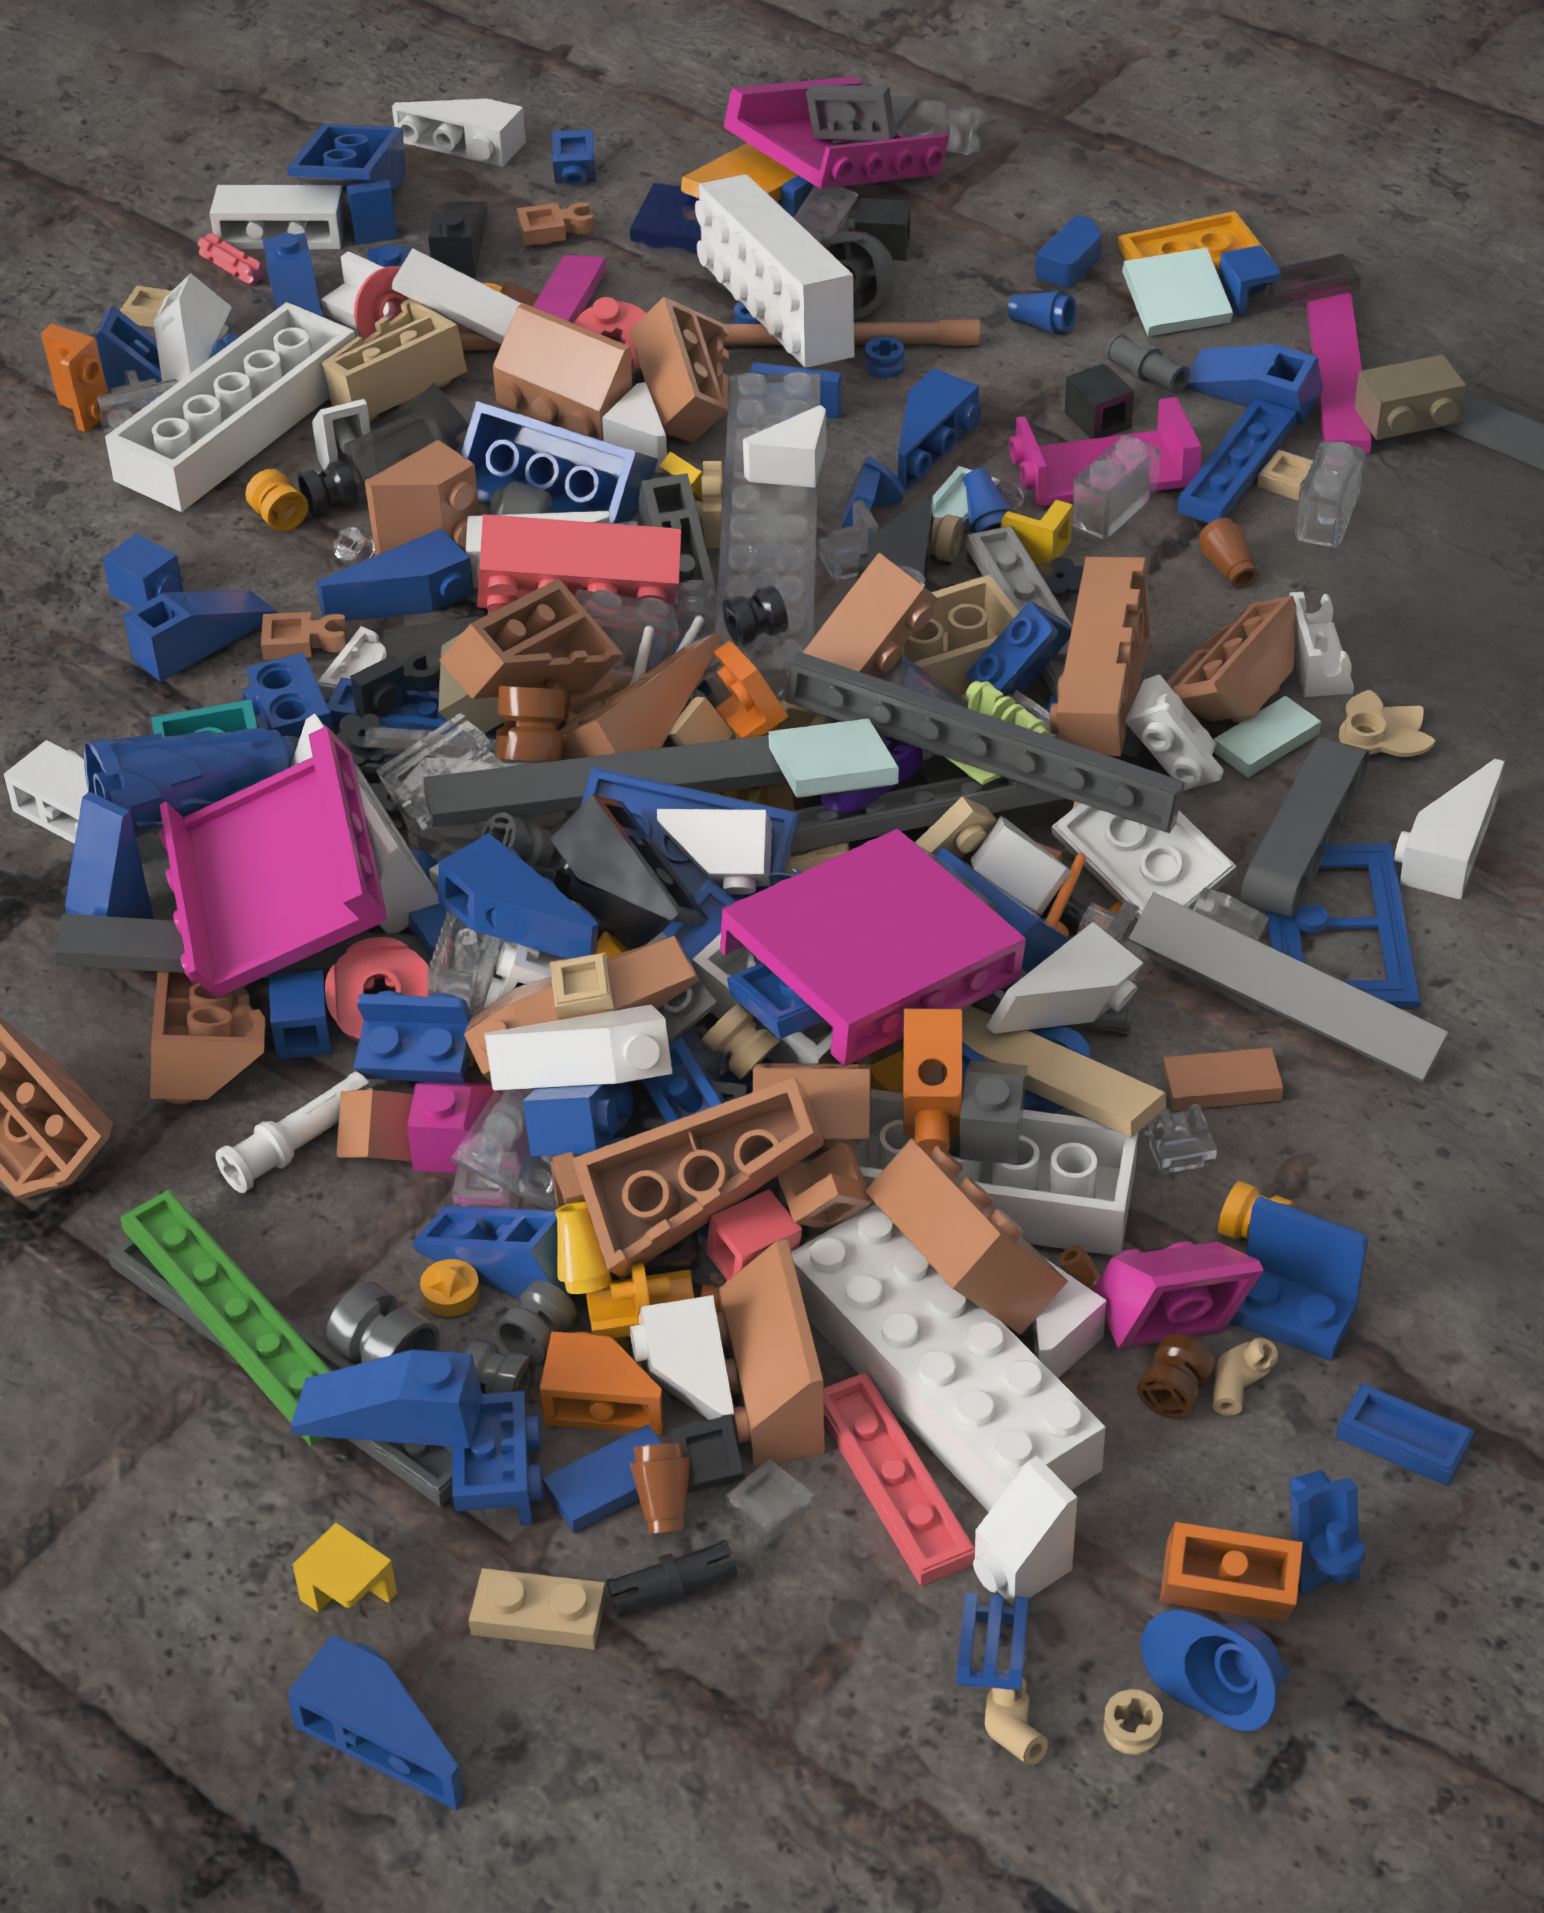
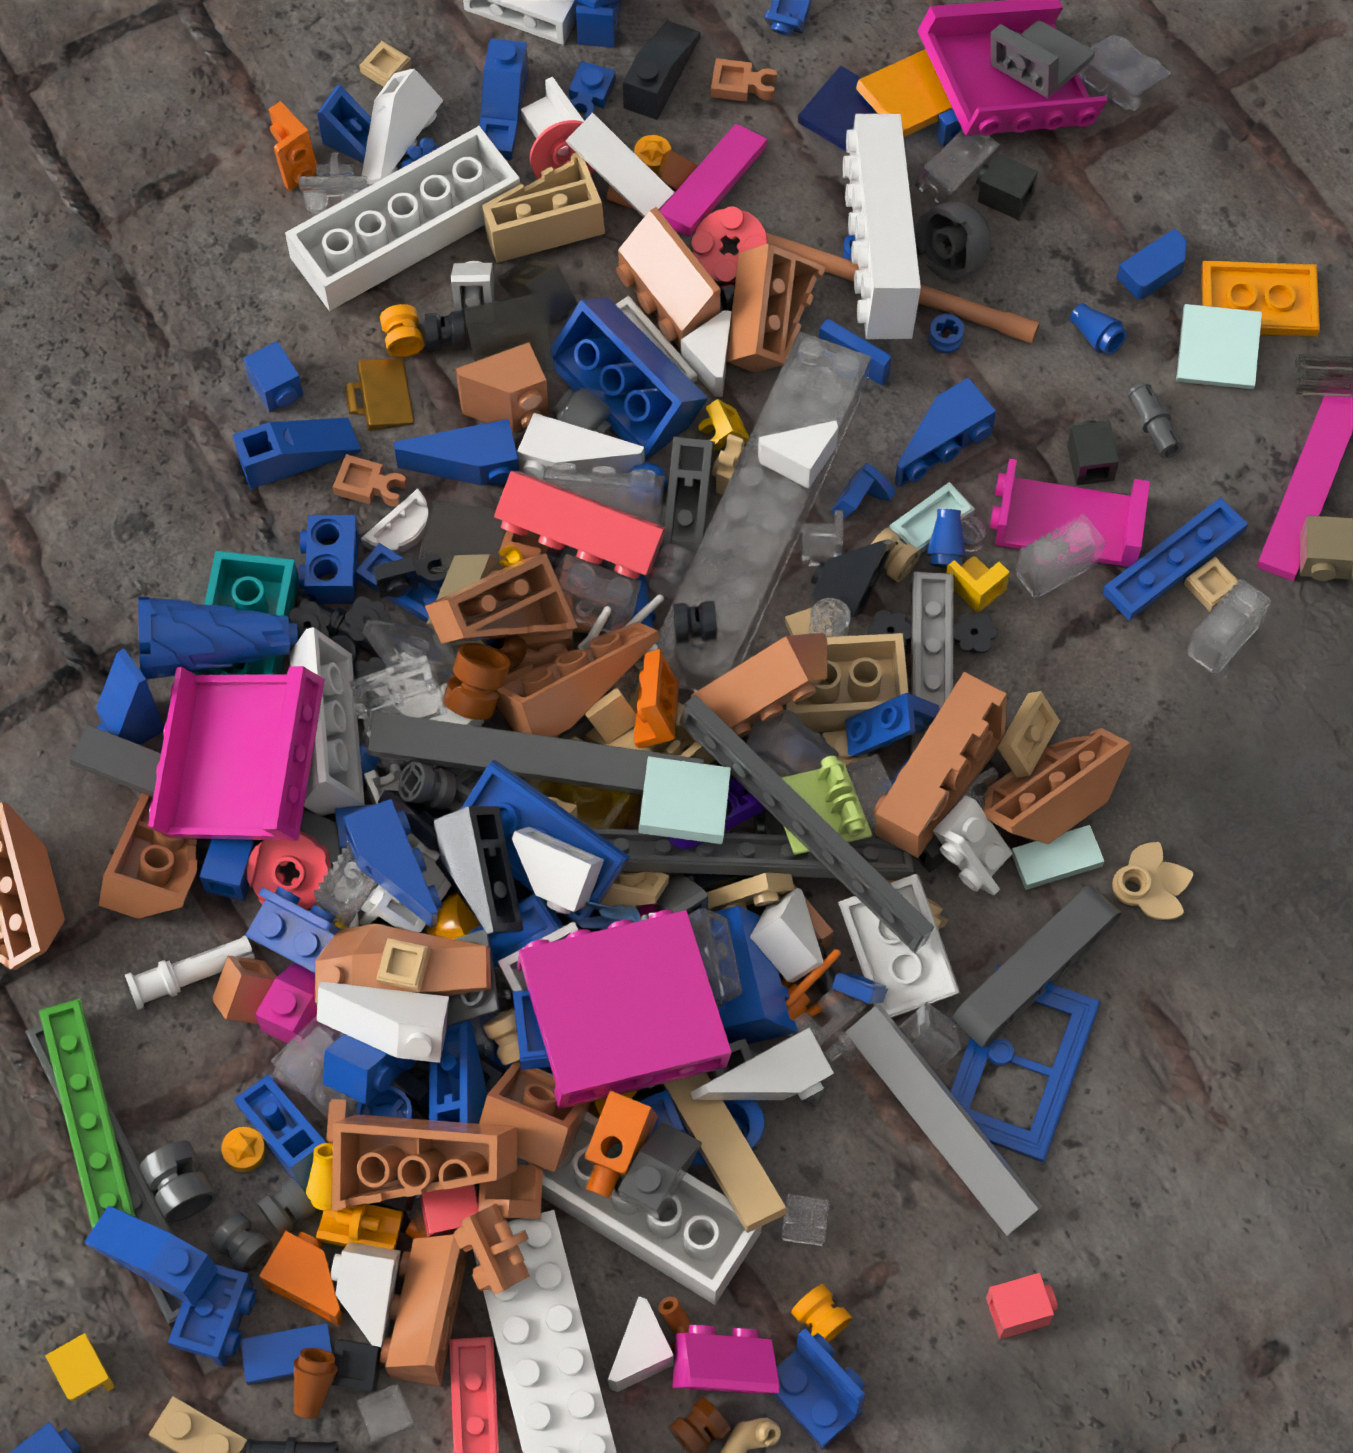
camera: 20 degrees right, 20 degrees up
(49, 788) = (132, 574): white slope -> none
(231, 259) = (468, 31): coral axle -> none
(276, 565) = (383, 394): none -> pearl gold piece
(344, 543) = (445, 396): clear hinge -> none
(844, 1225) = (495, 1249): none -> nougat hips
(964, 1237) = (586, 1277): nougat wedge -> none
(1113, 890) = (860, 987): none -> blue tile
(1173, 634) = (1028, 734): none -> tan plate
(1222, 1078) = (862, 1175): nougat tile -> none
(1228, 551) = (1119, 657): dark orange cone -> none
(1244, 273) = (1284, 350): blue panel -> none
(1259, 372) = (1232, 475): blue slope -> none
(1318, 654) = (1140, 785): white hinge -> none
(1450, 834) = (1144, 1014): white slope -> none
(1481, 1135) = (1021, 1305): none -> coral brick

